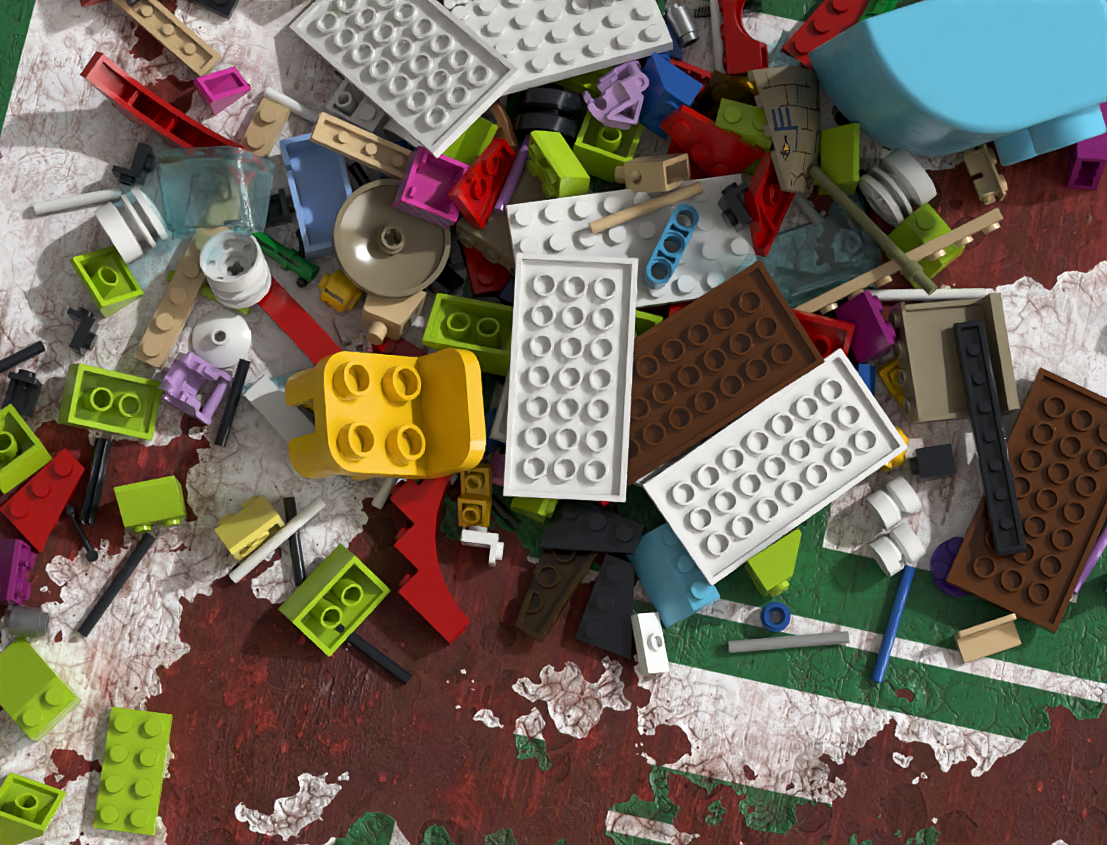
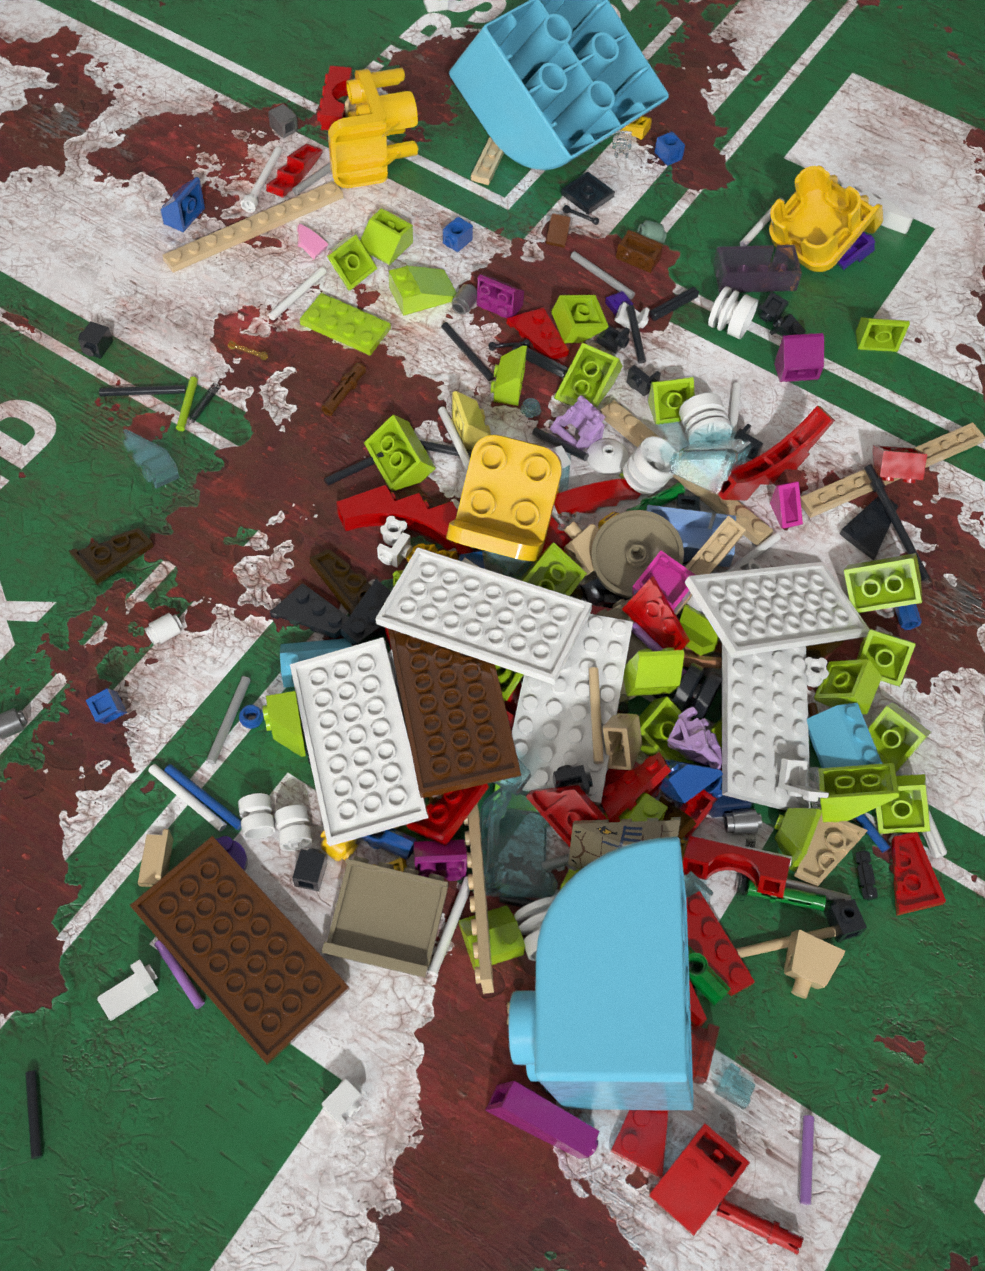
camera: 105 degrees right, 20 degrees down
(178, 459) = (532, 404): none -> clear light blue plate
(251, 720) = (348, 383): none -> reddish brown pin
(453, 548) = (392, 530): none -> white brick
(650, 643) = (274, 626): white plate -> none
(677, 234) = (559, 728): dark azure beam -> none
(707, 773) = (163, 628): none -> white brick
(839, 782) = (106, 706): none -> blue brick
(901, 642) = (187, 797): none -> white bar
(911, 269) = (469, 893): olive bar -> none
(989, 438) = (308, 916): black tile -> none

